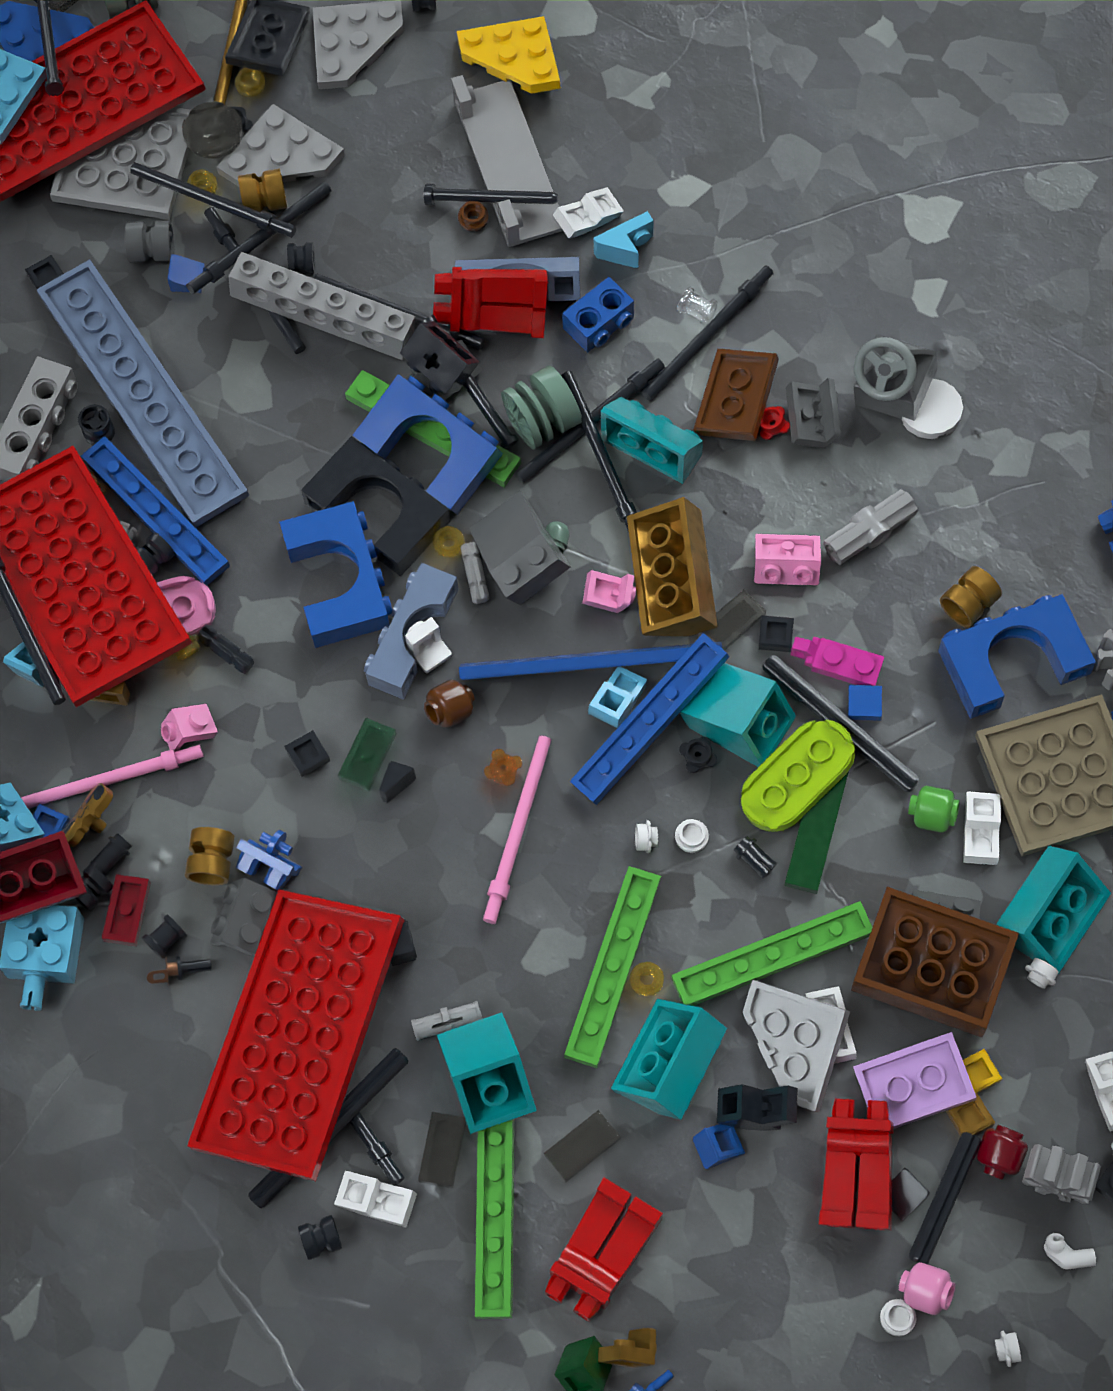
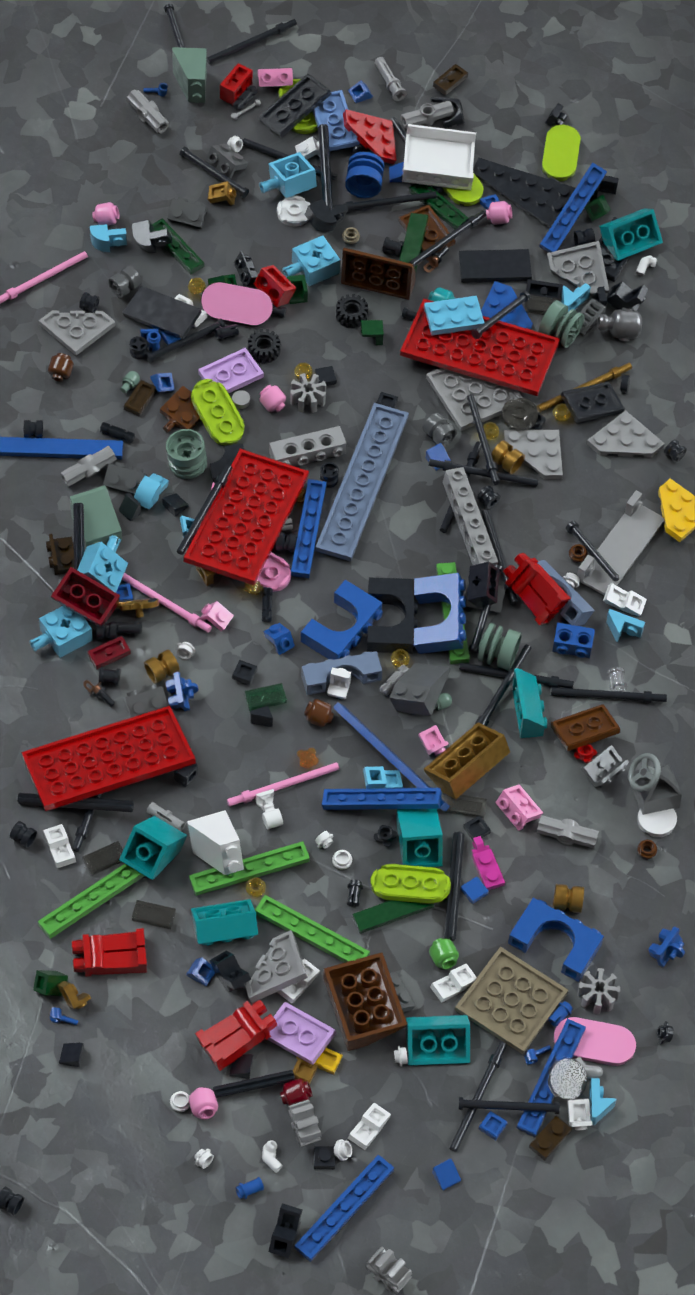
camera: 45 degrees right, 10 degrees down
(208, 806) = (185, 650): none -> white plate
(290, 668) = (280, 637): none -> blue bracket
(507, 250) = (572, 579): none -> white plate
(553, 980) = (216, 842): none -> white slope
(558, 879) = (271, 817): none -> white leg
(969, 444) = (649, 844): none -> reddish brown plate
(1097, 1318) = (249, 1188): none -> blue pin

